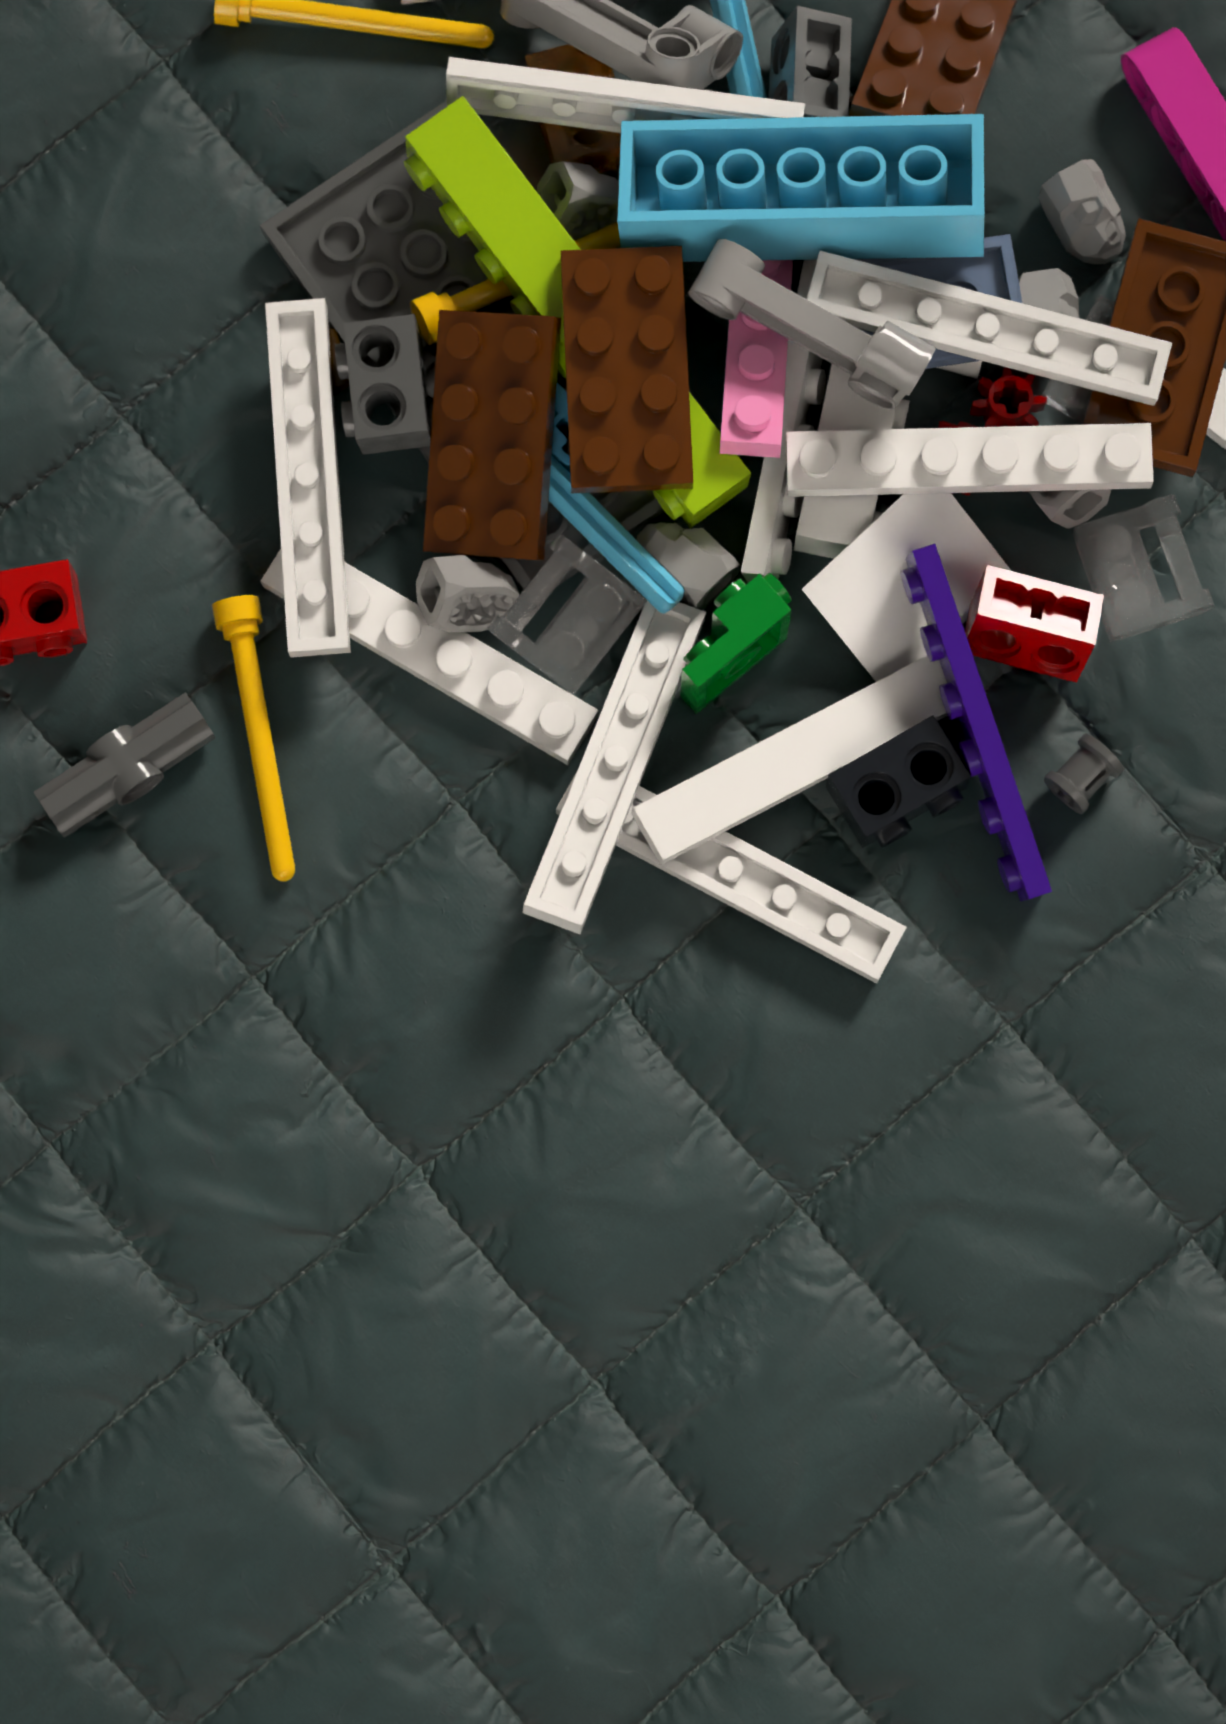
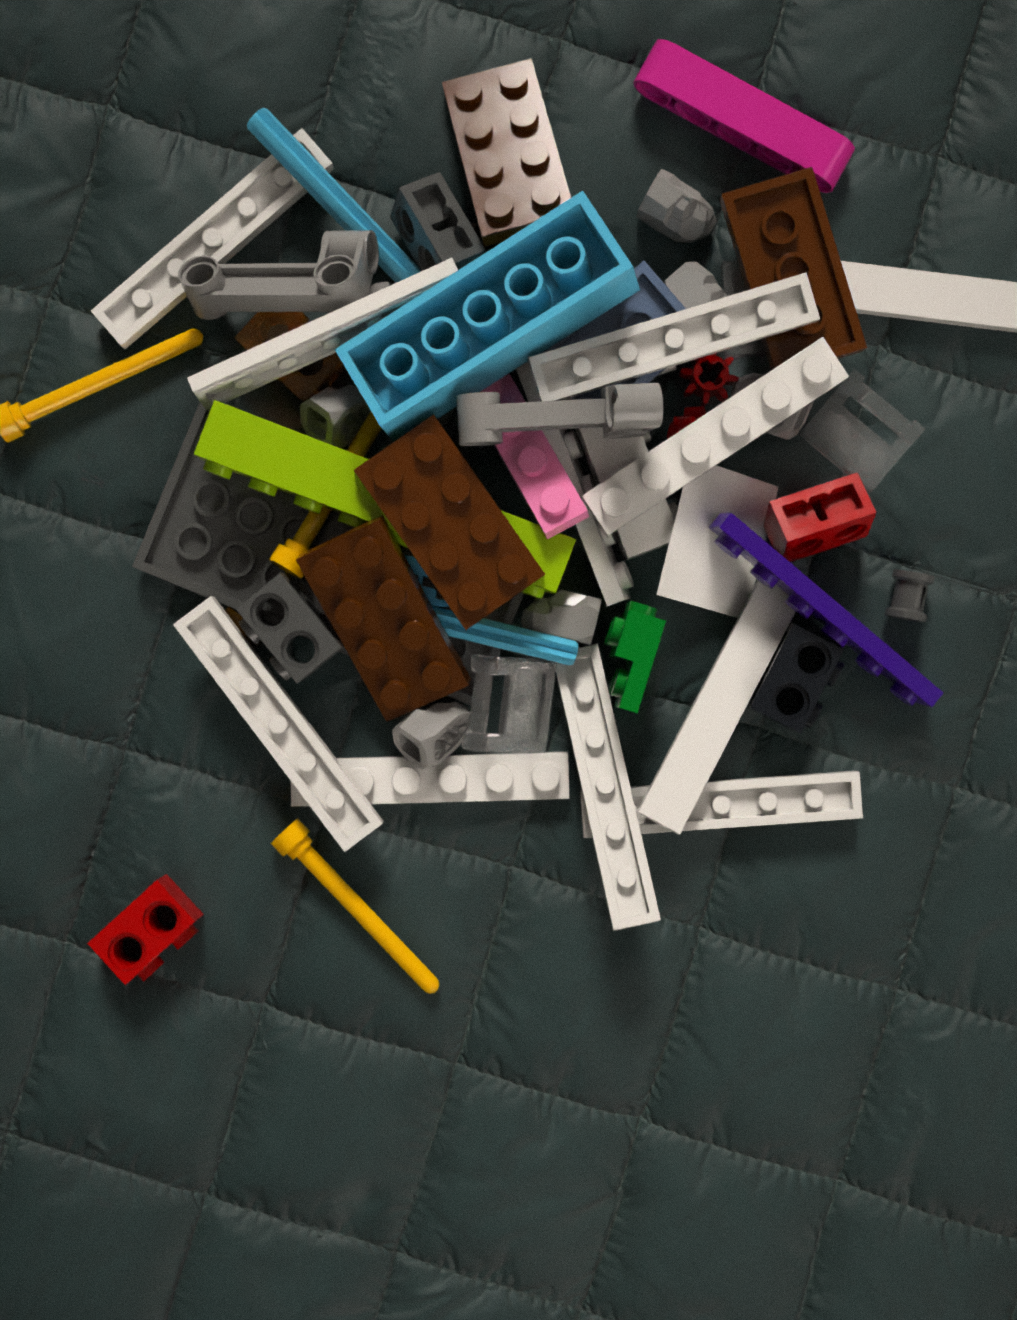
camera: 35 degrees left, 10 degrees up
(124, 765) = (283, 985): dark grey piece -> none

